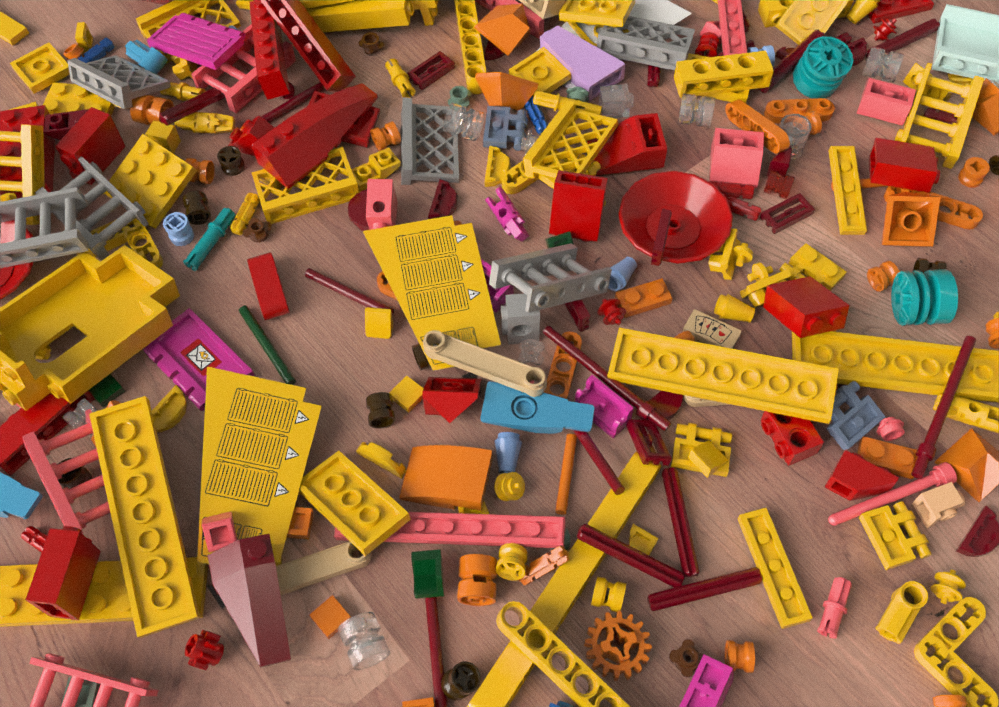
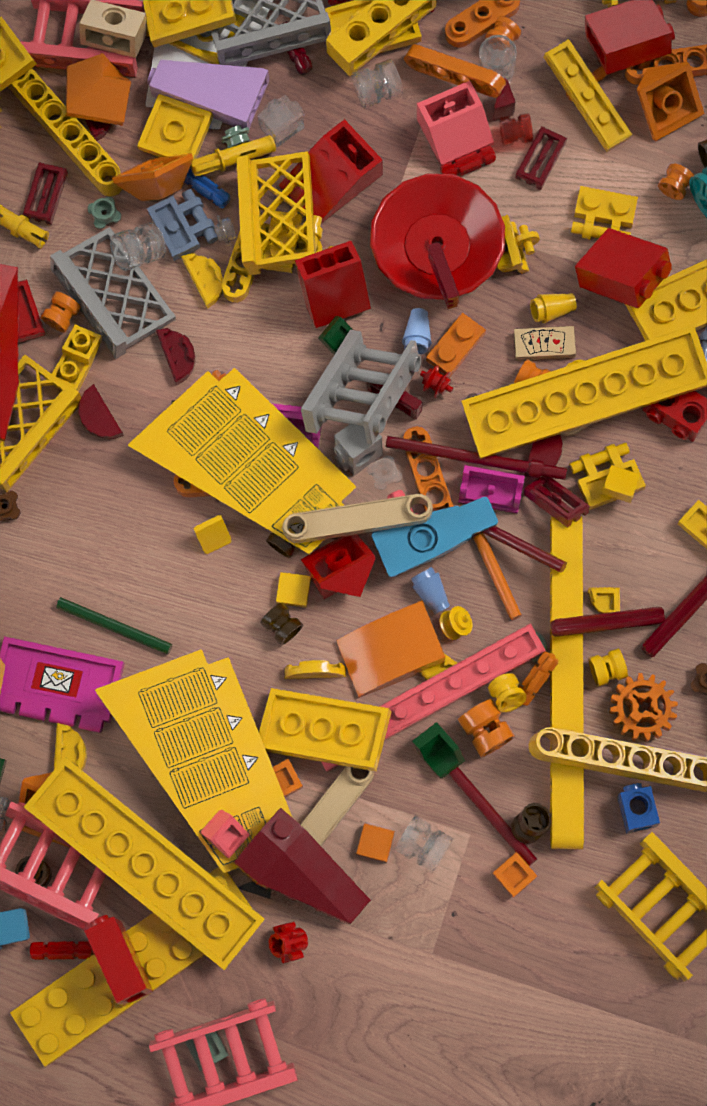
camera: 30 degrees left, 15 degrees up
(268, 286) = (68, 563): red beam -> none
(344, 290) = (153, 518): dark red bar -> none
(381, 203) = (121, 398): coral torso -> none
(508, 215) = (271, 336): dark pink hinge -> none
(680, 522) = (628, 558): dark red axle -> none
(742, 208) = (491, 179): red axle -> none
(756, 291) = (563, 271): yellow hips -> none

